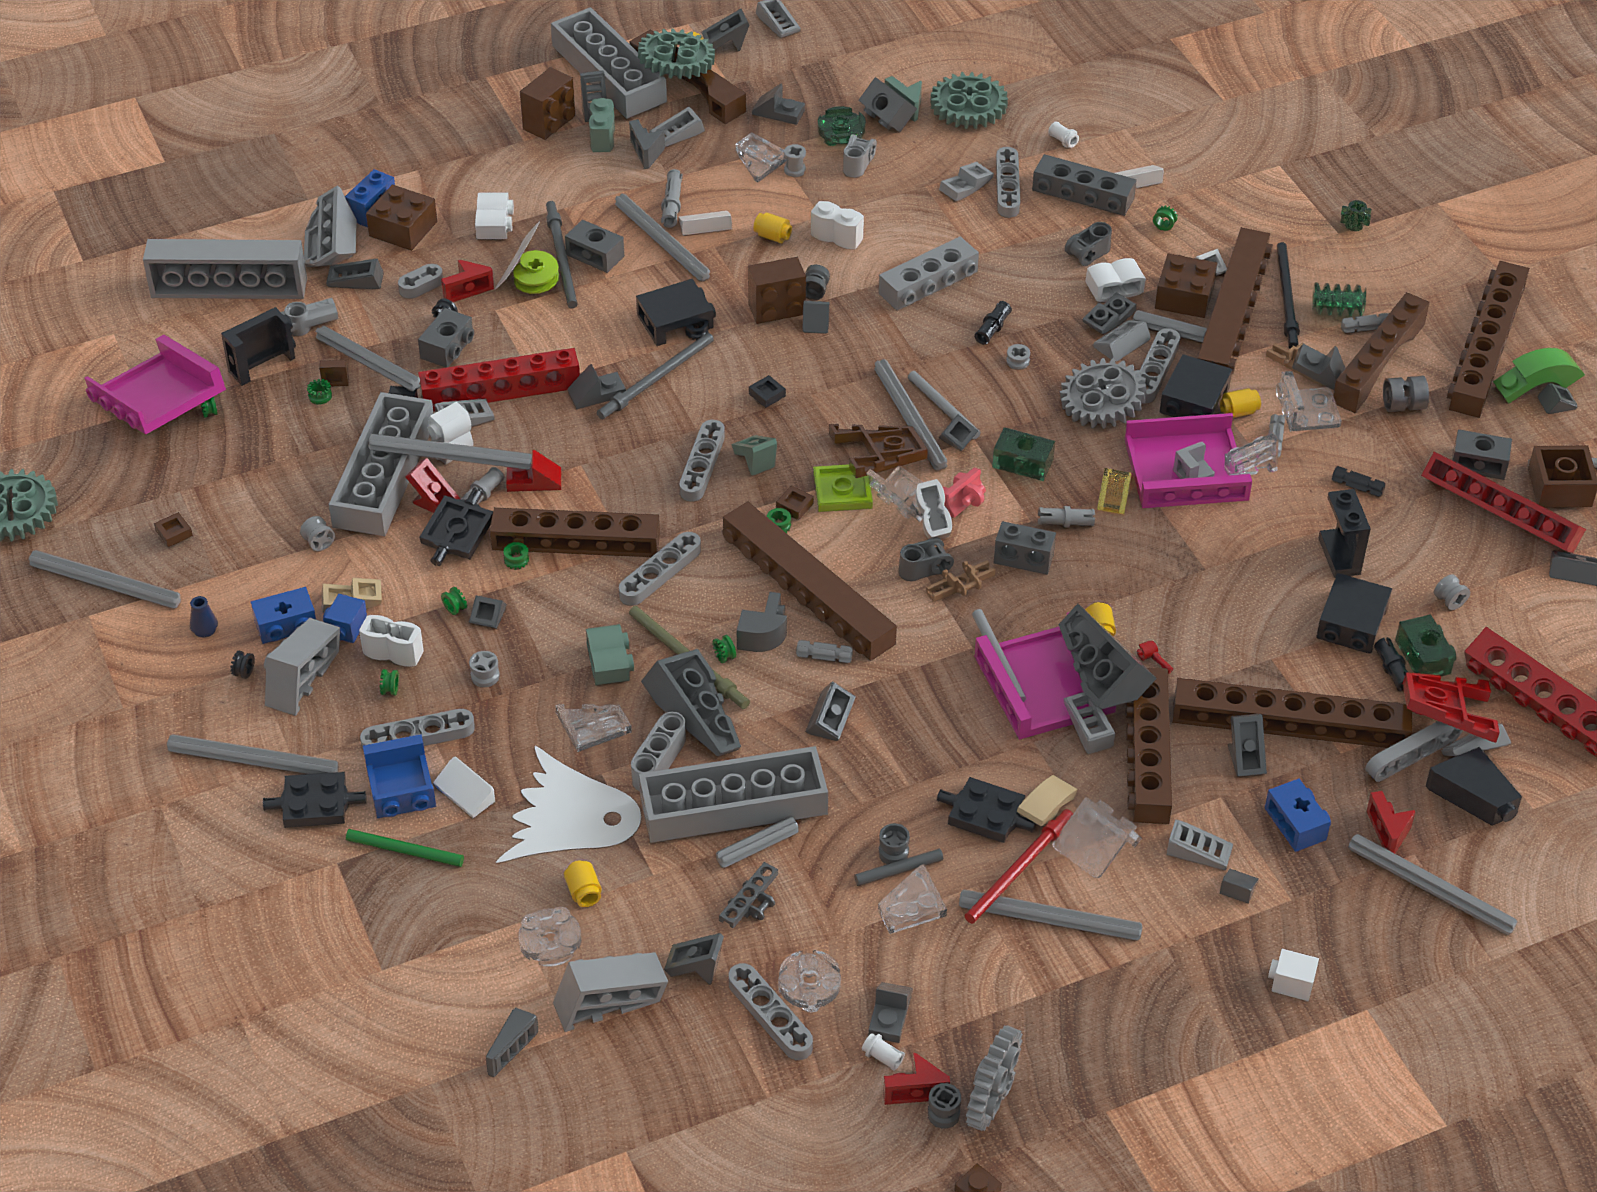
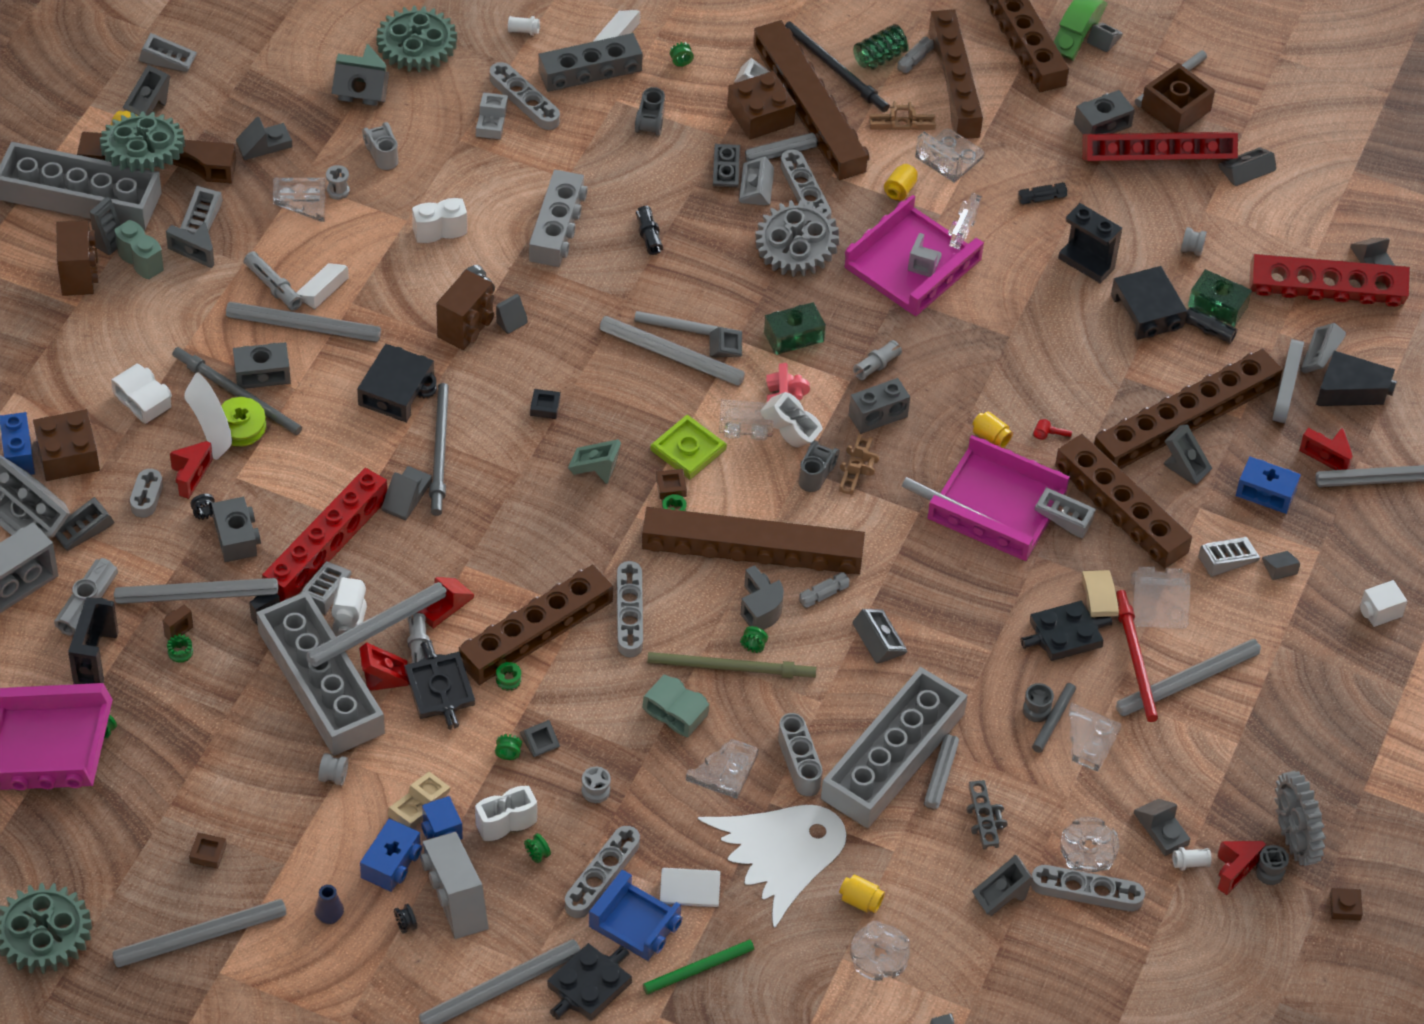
camera: 45 degrees left, 5 degrees up
(607, 985) = (969, 956): light grey wedge -> none
(687, 687) = (769, 696): dark grey wedge -> none
(699, 459) = (562, 495): light grey beam -> none
(772, 227) = (388, 255): yellow brick -> none
(833, 133) = (337, 137): clear green plate -> none
(888, 447) = (690, 385): reddish brown wing -> none
(1018, 356) = (698, 254): light grey bush -> none
(1105, 666) = (1047, 460): dark grey wedge -> none
(1115, 490) = (886, 312): clear yellow slope -> none
(1120, 277) = (702, 133): white brick -> none
(1194, 388) = (860, 191): black panel -> none
(1277, 427) = (947, 191): light grey axle -> none
(1318, 366) = (927, 114): dark grey slope -> none
(1409, 393) = (1007, 98): flat silver wheel -> none
(1446, 702) = (1279, 333): red wing -> none

